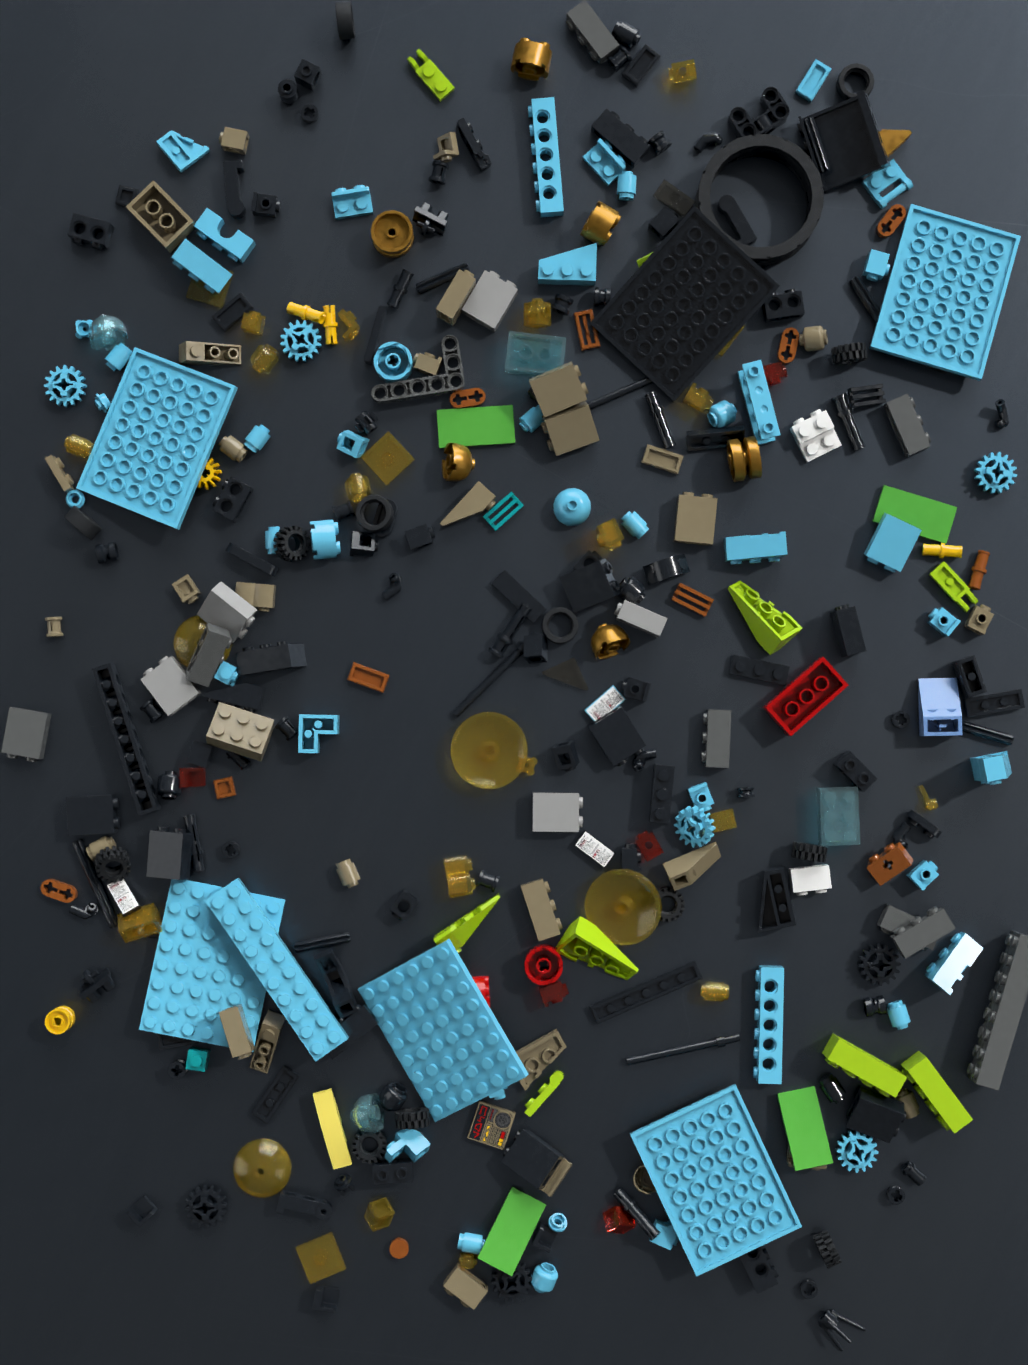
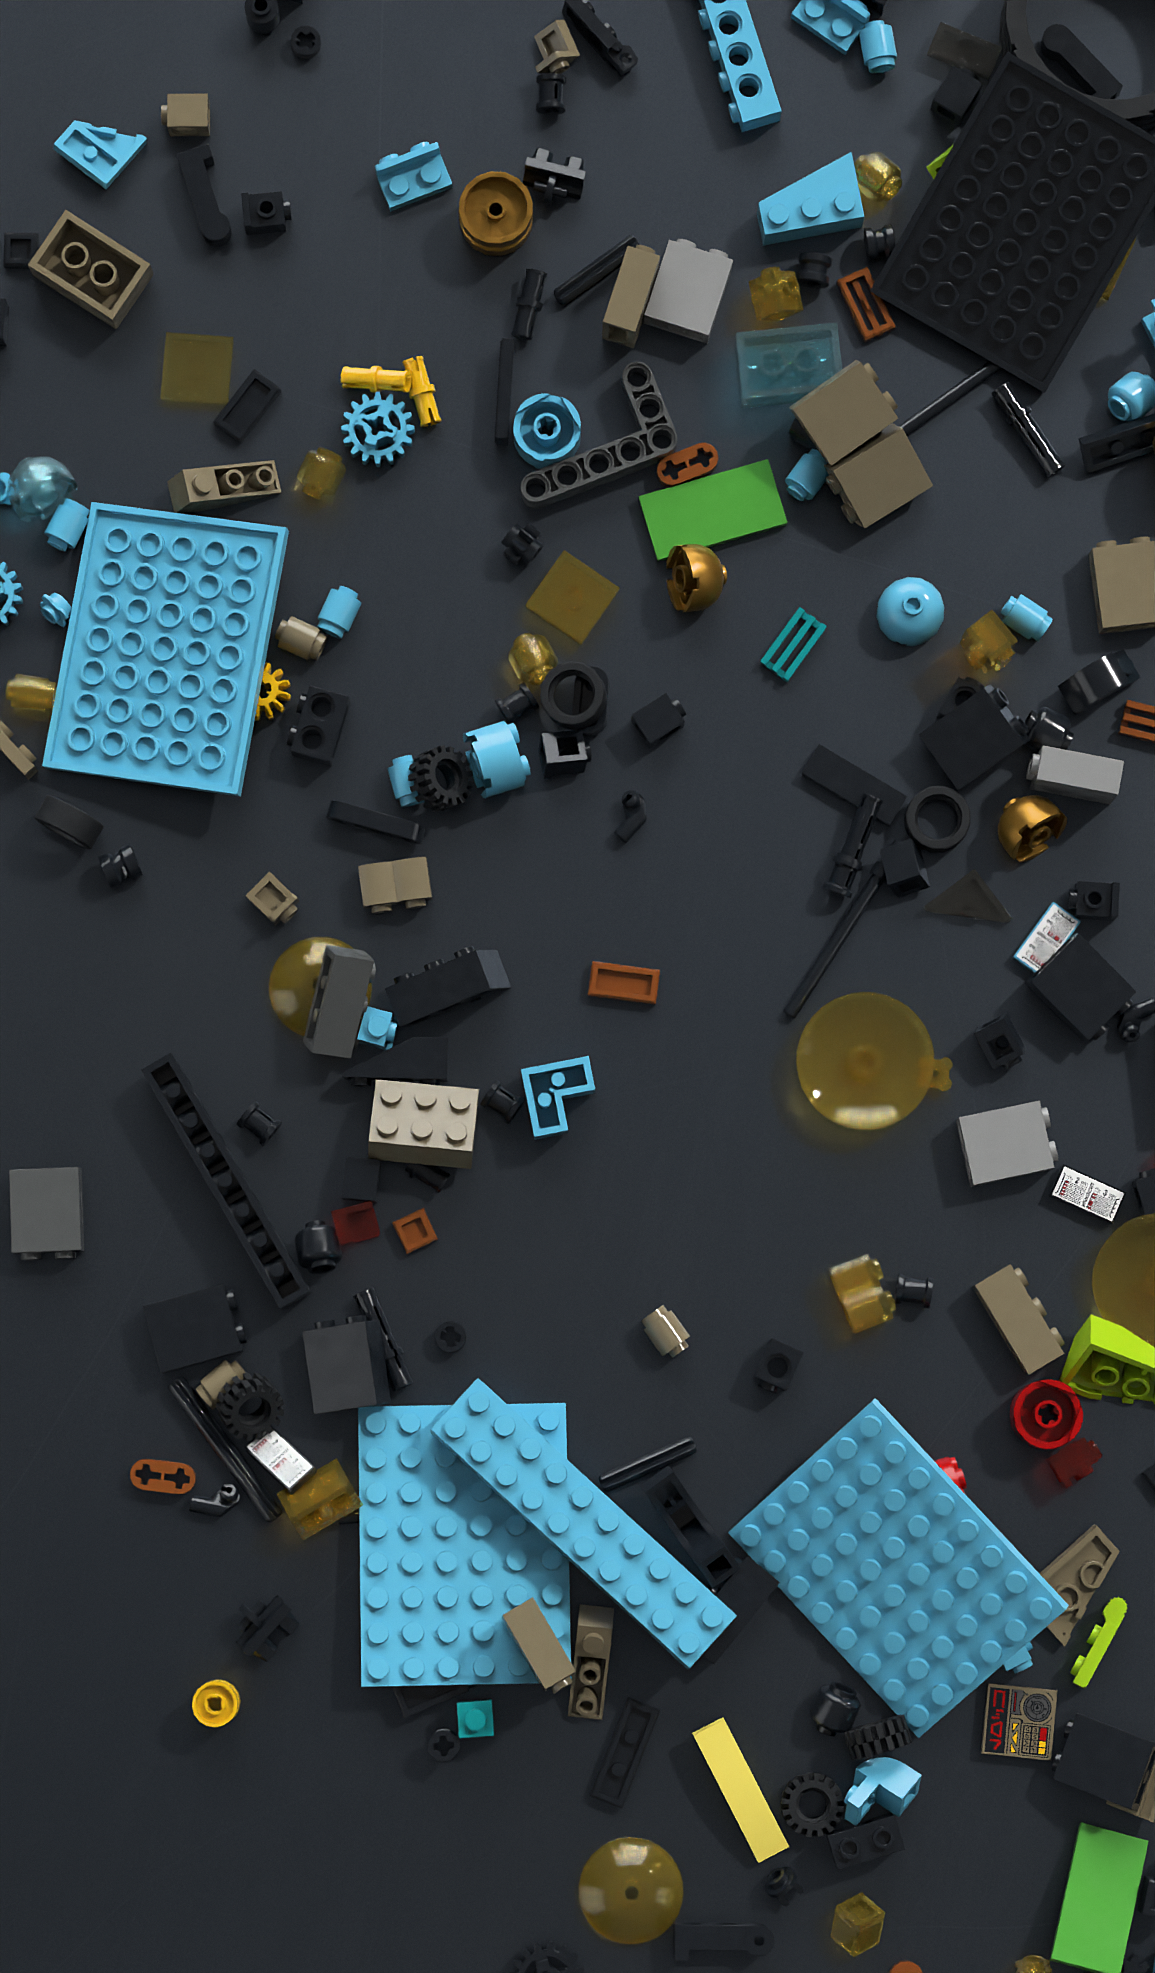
camera: 15 degrees left, 5 degrees down
(54, 626) = (55, 1015): dark tan bush -> none
(69, 498) = (38, 777): medium azure plate -> none
(169, 685) = (281, 1072): light grey brick -> none
(200, 266) = (177, 338): medium azure wedge -> none
(228, 611) = (355, 918): light grey brick -> none
(237, 246) = (230, 293): medium azure arch -> none
(253, 323) = (288, 416): clear yellow brick -> none
(344, 443) = (492, 589): medium azure brick -> none
(349, 319) = (453, 376): clear yellow bracket -> none
(367, 1114) = (796, 1747): clear light blue cylinder -> none
(427, 363) = (604, 421): dark tan brick -> none
(464, 927) = (896, 1375): lime wedge -> none
(470, 1243) = (1031, 1939): medium azure brick -> none
(472, 504) = (738, 643): dark tan slope -> none
(599, 224) = (848, 119): pearl gold brick -> none
(609, 259) = (878, 176): none -> clear yellow head
(662, 459) = (1047, 496): dark tan tile -> none
(698, 398) = (1085, 379): clear yellow brick -> none

